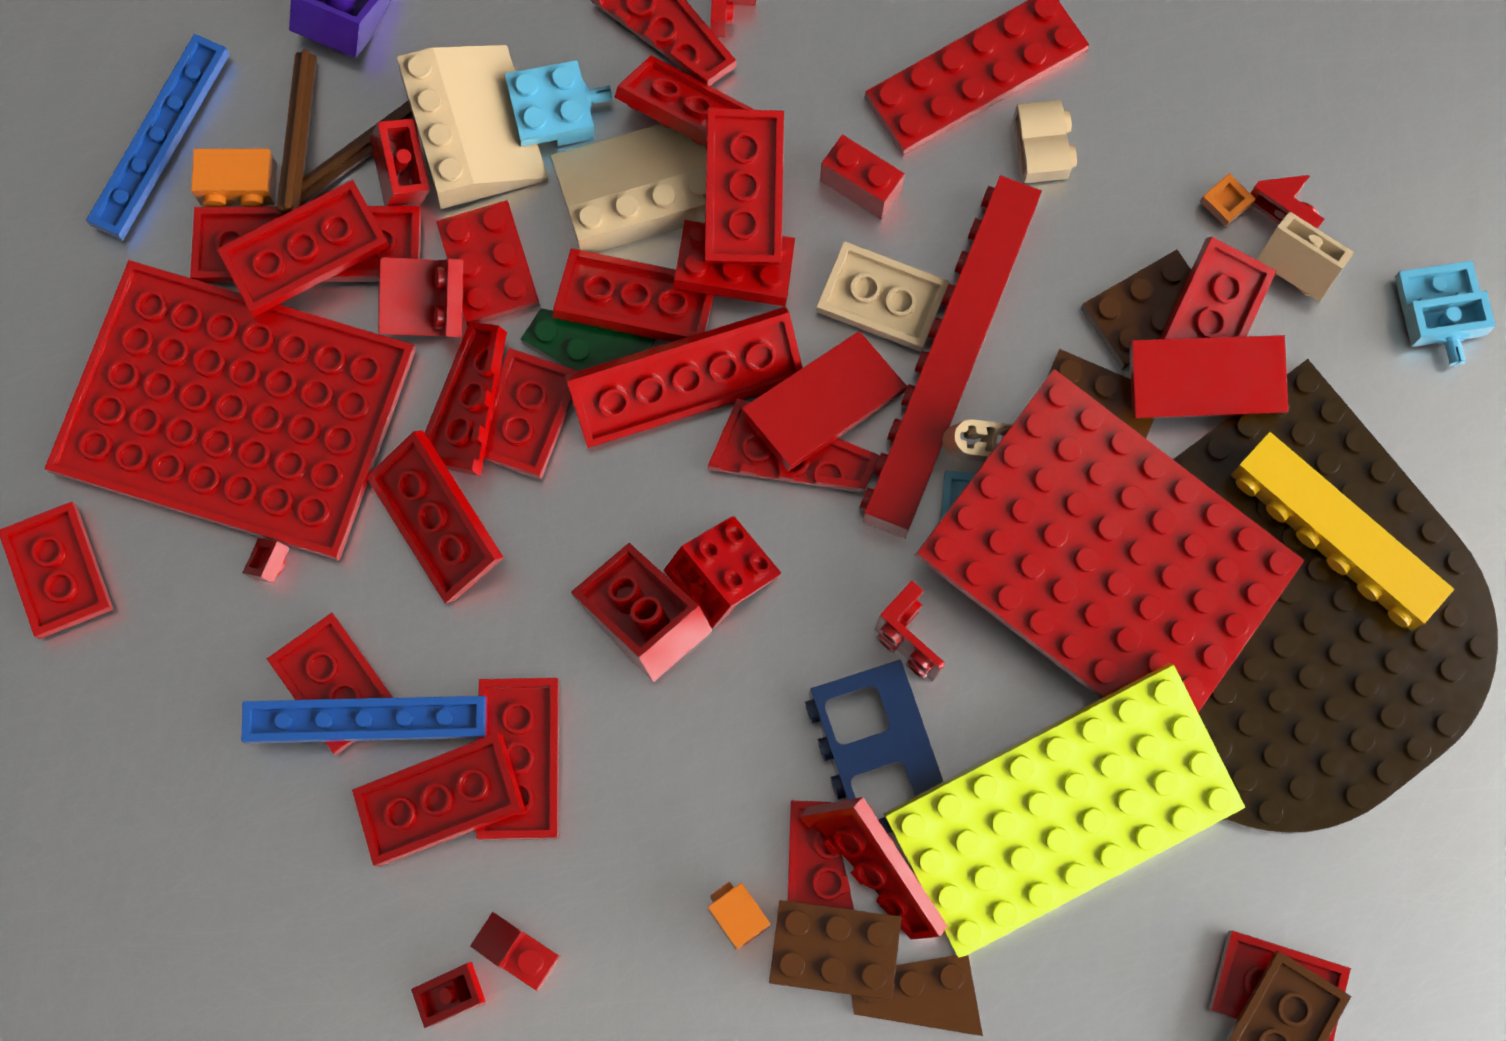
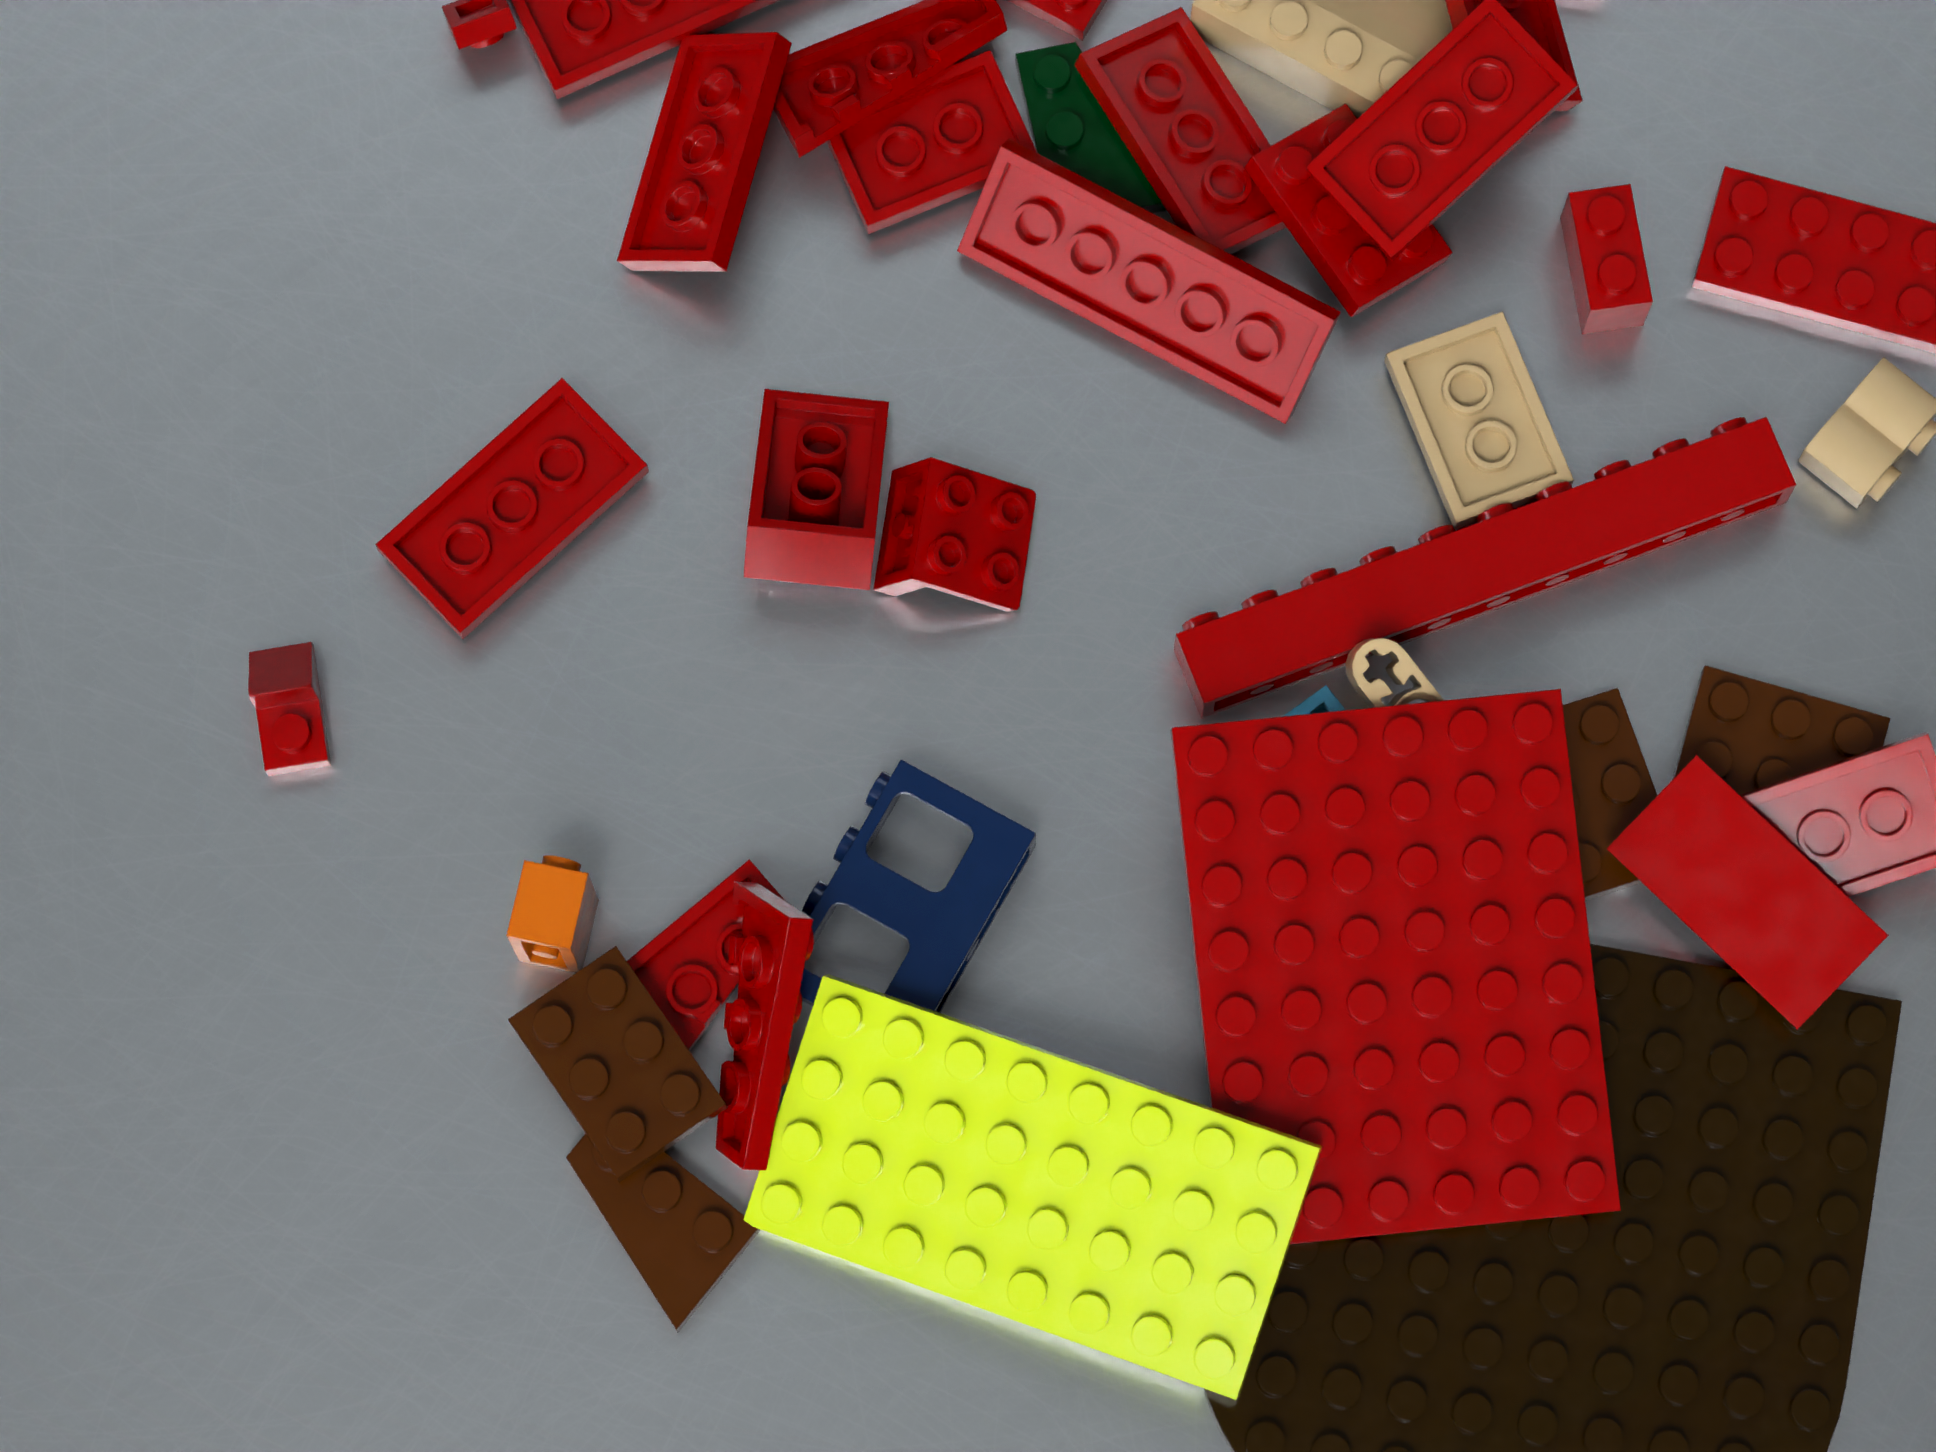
camera: 50 degrees right, 0 degrees up
(327, 666) = (408, 225): red plate -> none
(363, 719) = (395, 293): blue plate -> none
(438, 800) = (380, 460): red plate -> none
(448, 995) = (173, 677): red slope -> none
(823, 400) = (1274, 465): red tile -> none
(834, 466) = (1170, 474): red wing -> none
(895, 636) = (1084, 778): red bracket -> none
(1341, 533) = (1698, 1223): yellow brick -> none

